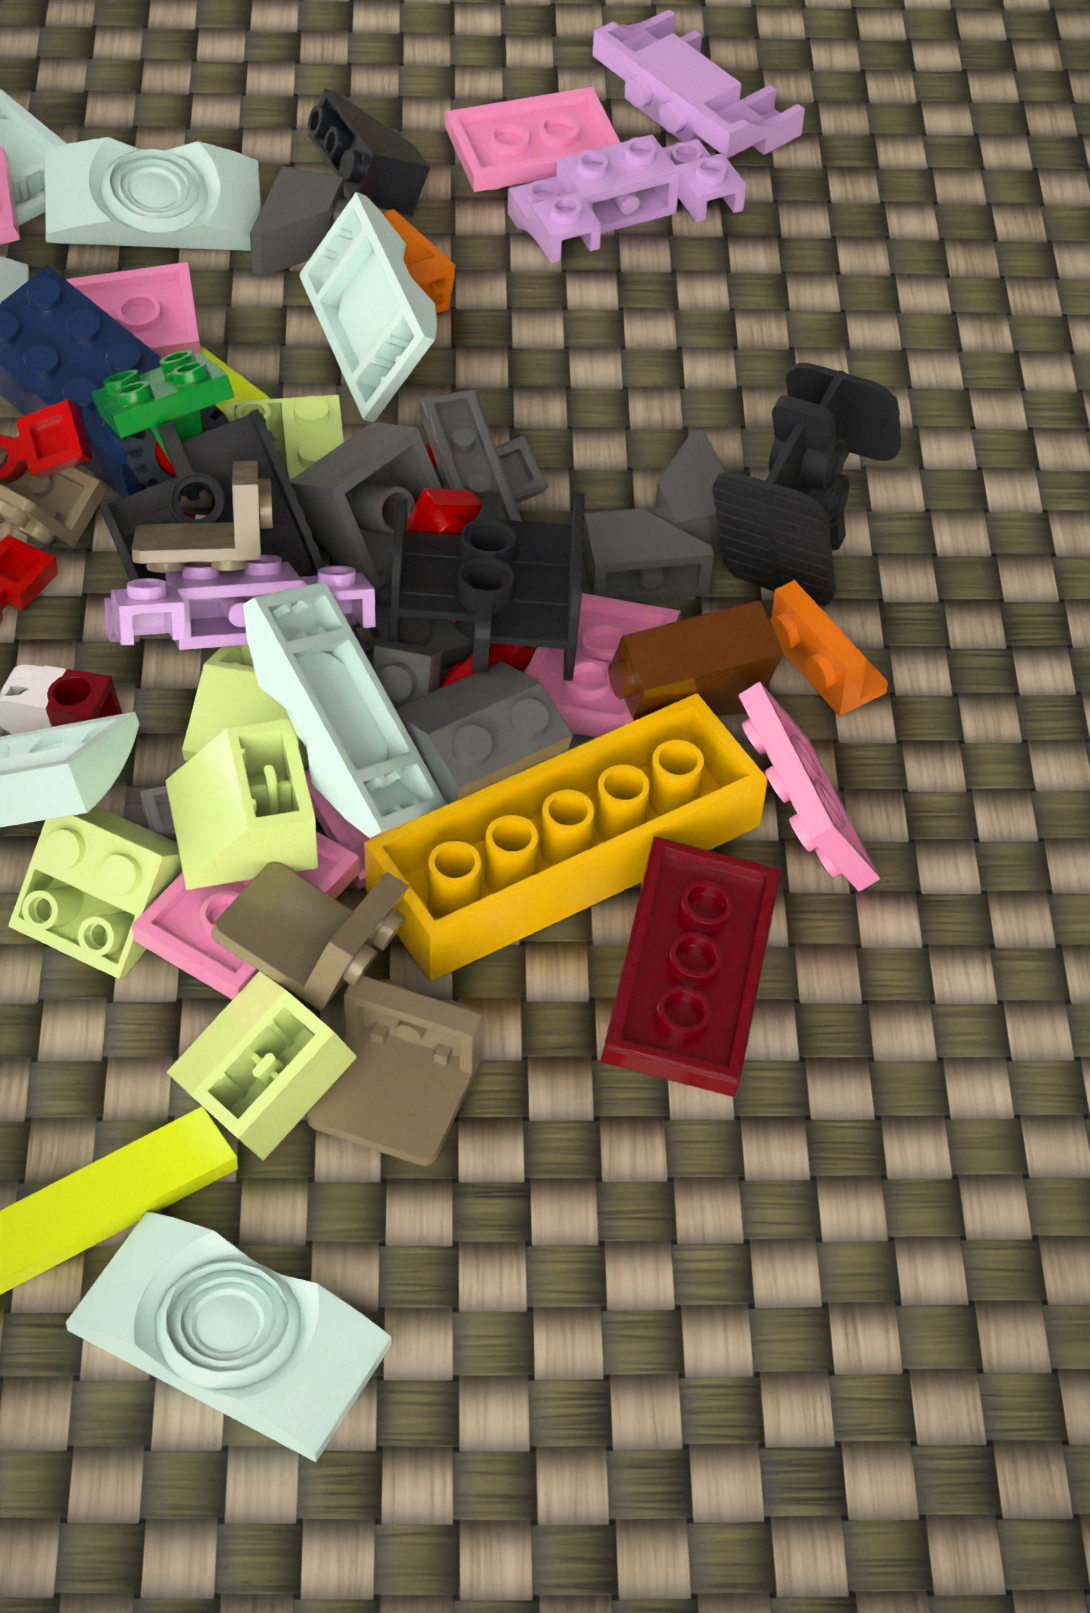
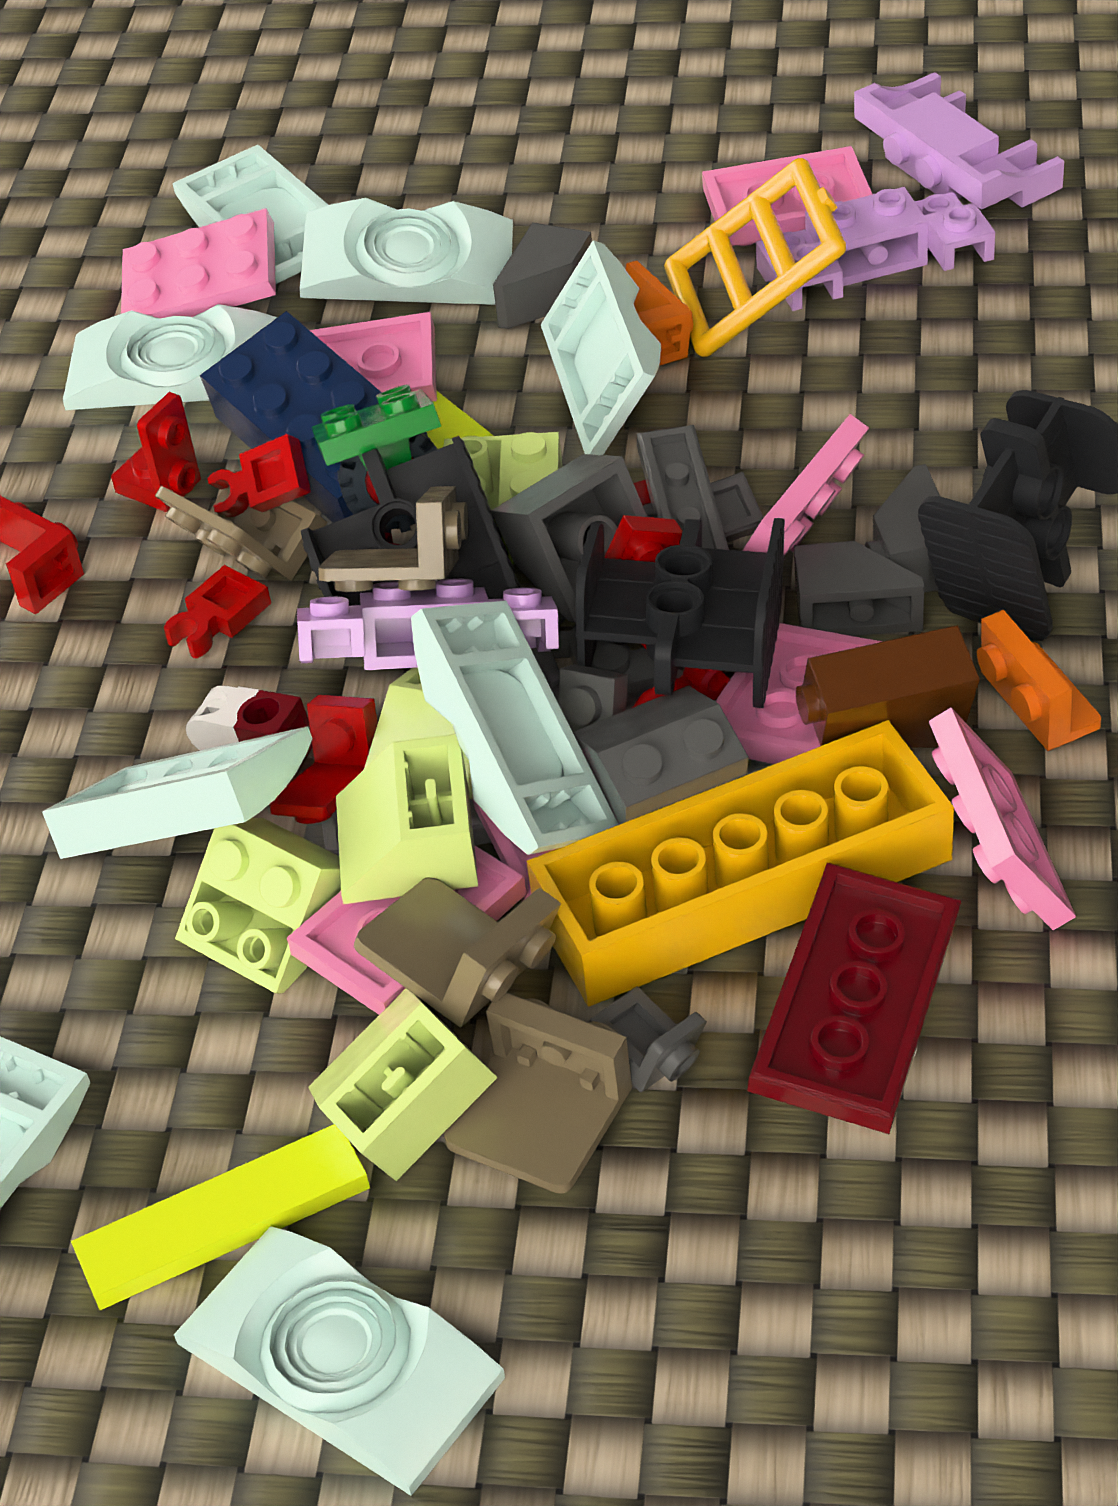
camera: 15 degrees right, 5 degrees down
(164, 713) = (340, 743): none -> red bracket
(367, 154) = (620, 212): black slope -> none
(506, 1016) = (653, 1040): none -> dark grey bracket
(552, 229) = (789, 274): none -> yellow bar
(595, 457) = (813, 488): none -> bright pink plate

